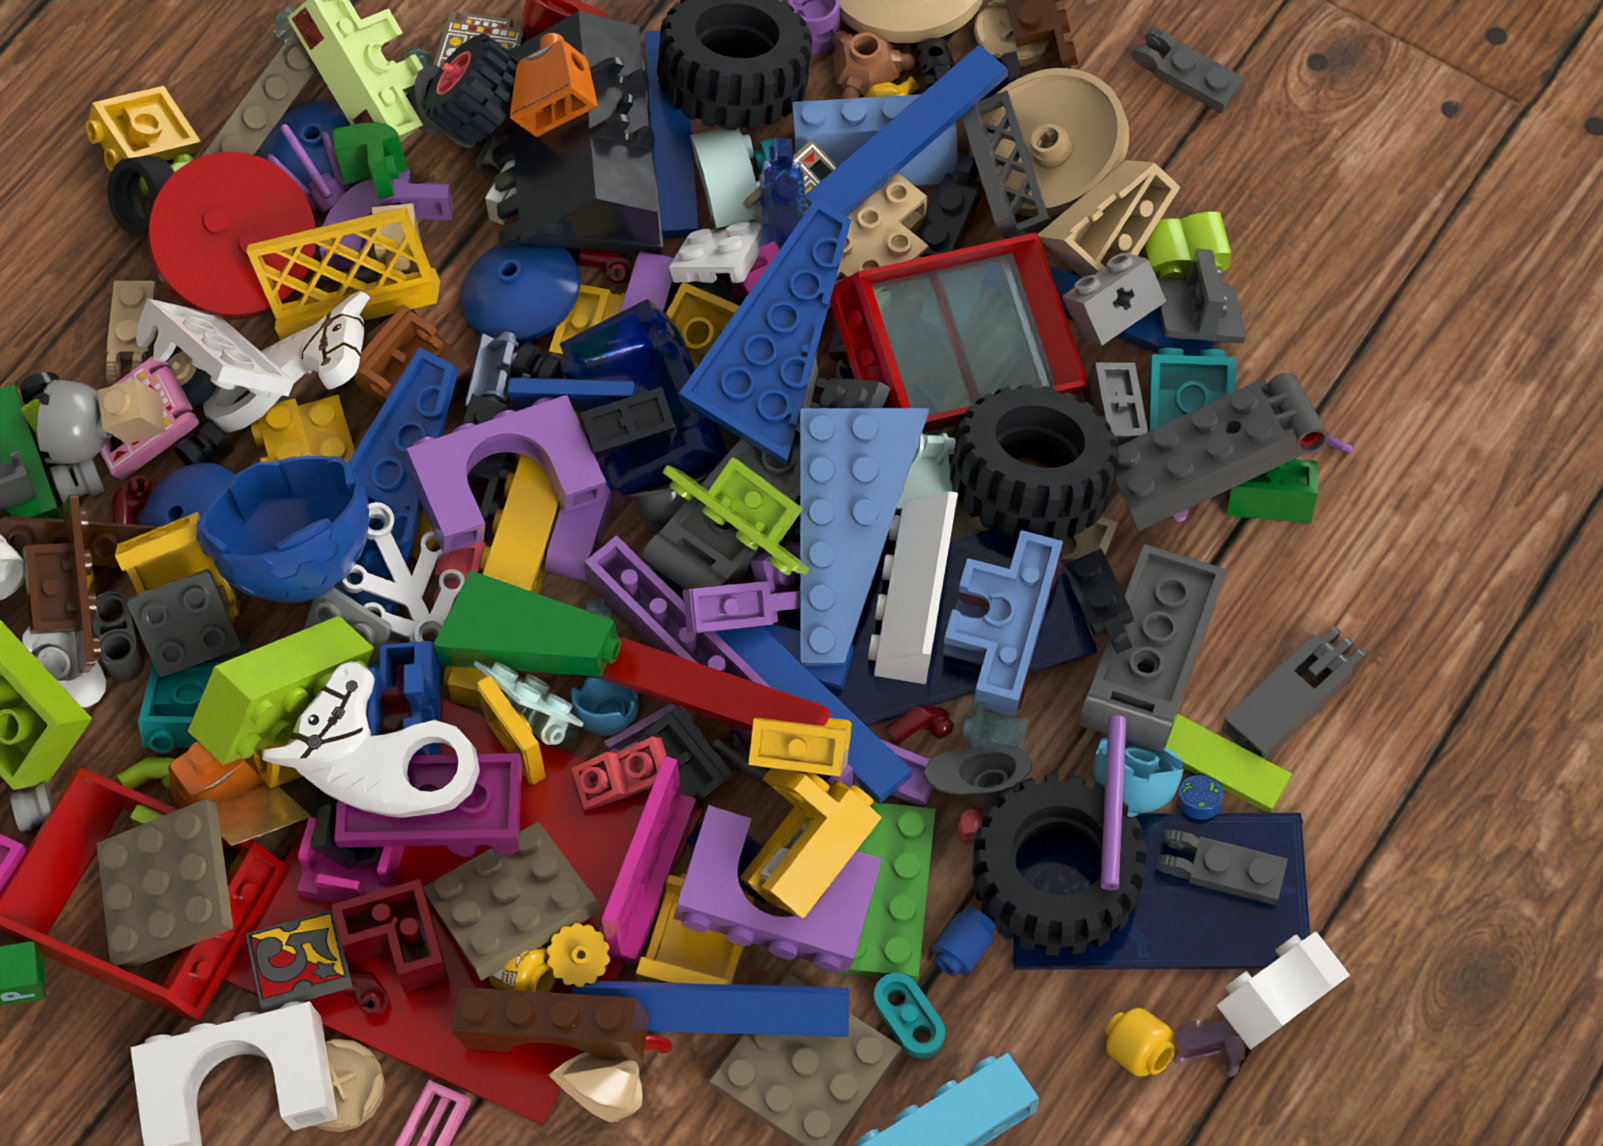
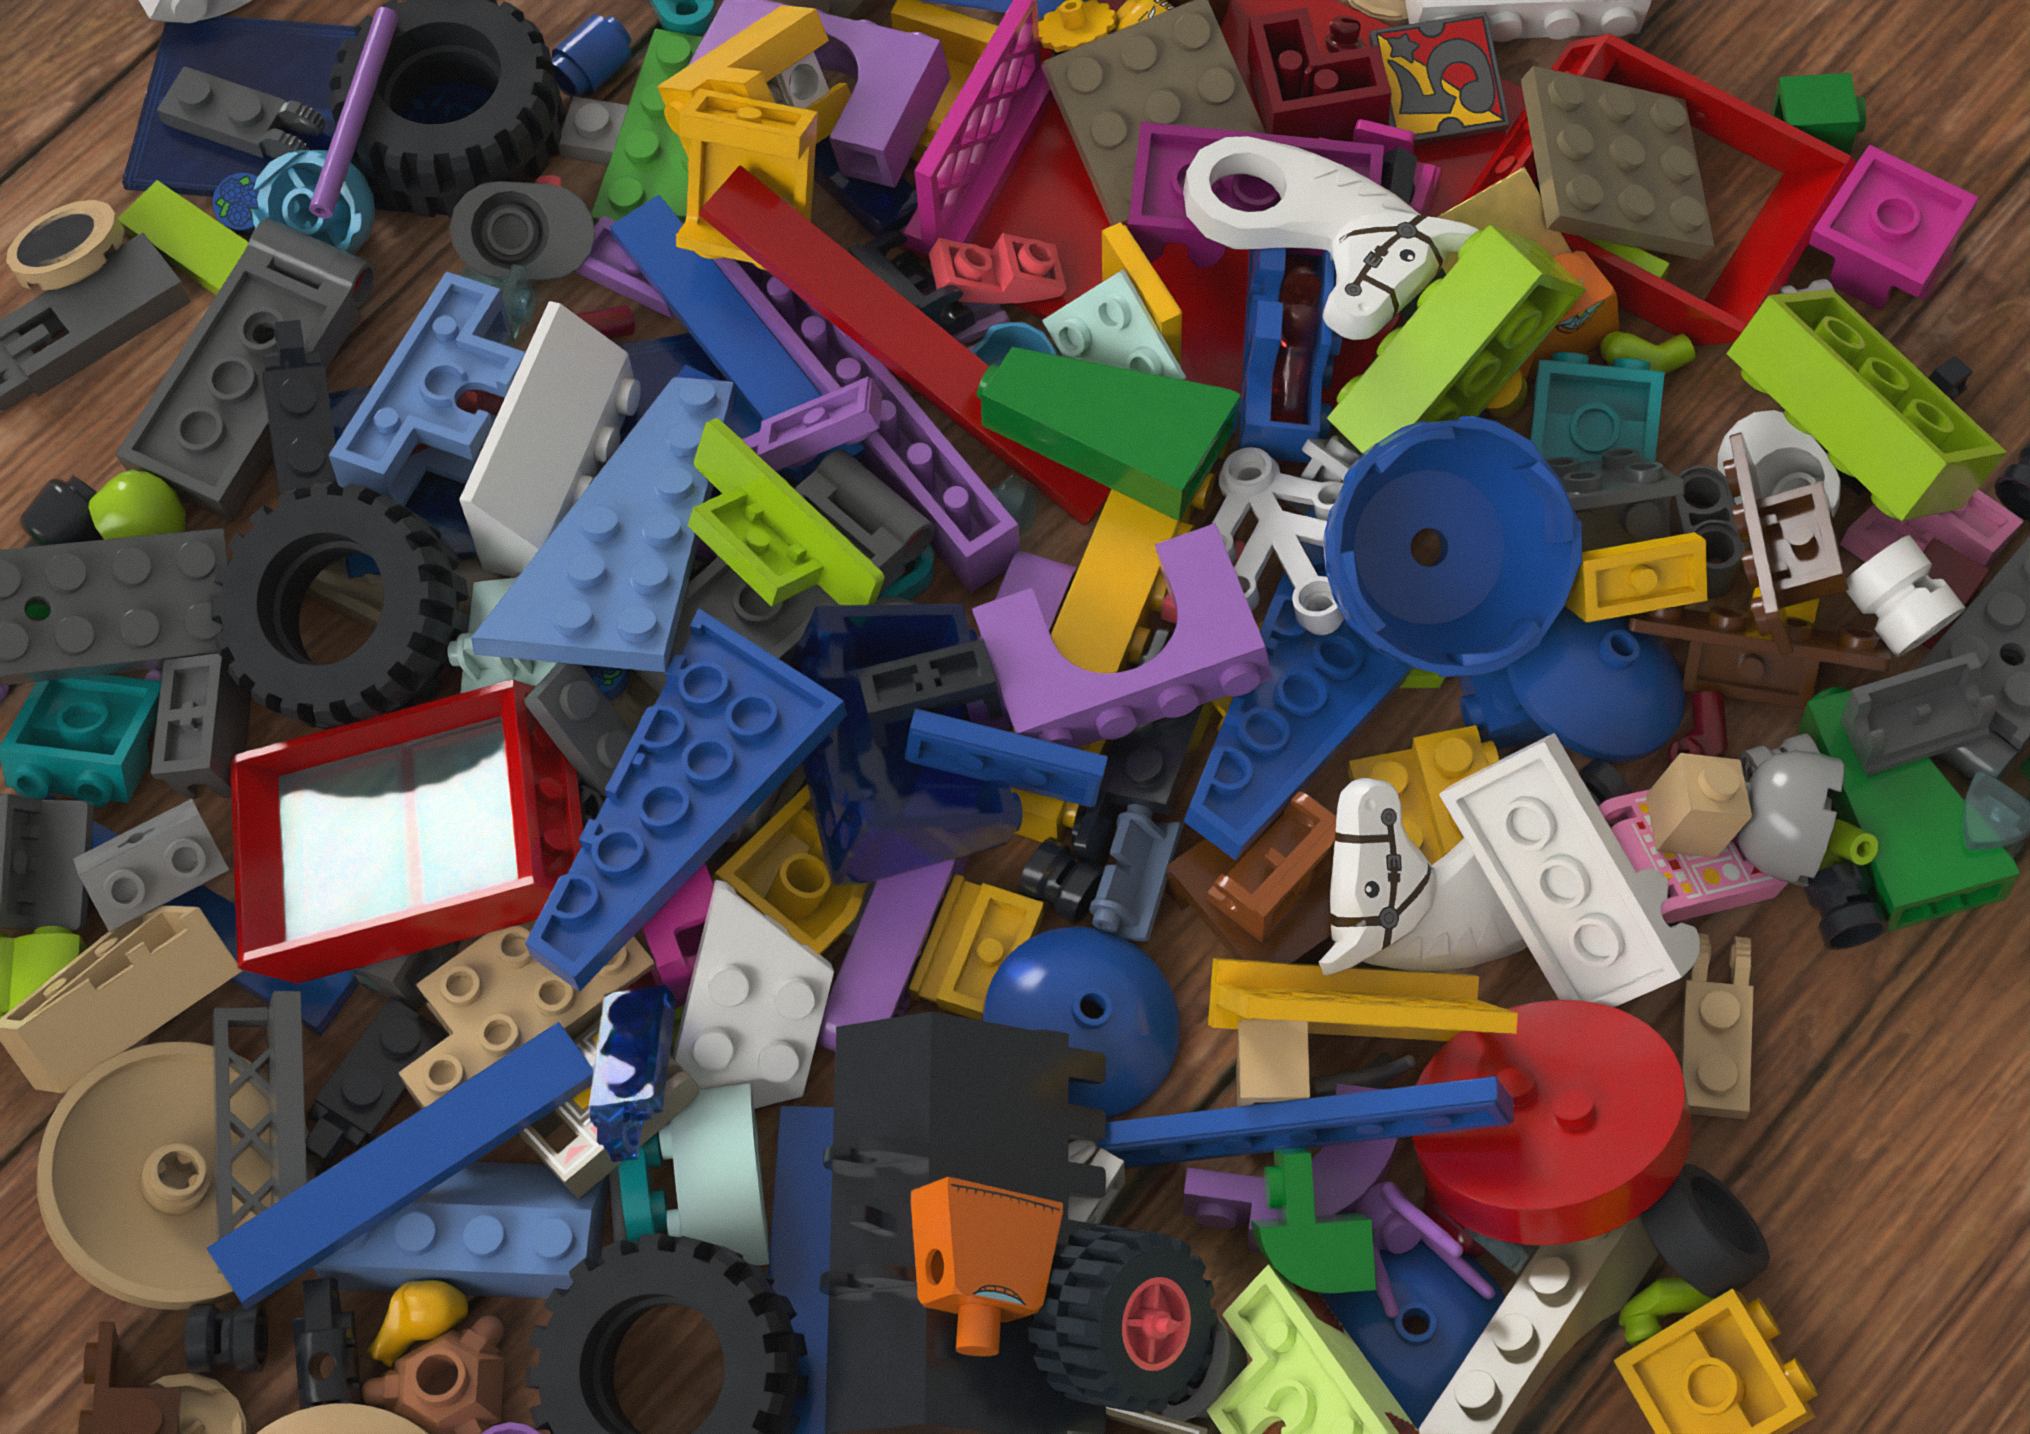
camera: 170 degrees left, 0 degrees up
(333, 207) = (1310, 1122): none -> blue tile
(949, 889) = (591, 130): none -> light grey plate
(1200, 534) = (136, 506): none -> lime hair
(1250, 536) = (60, 514): none -> black head
(1321, 740) = (65, 245): none -> tan tile

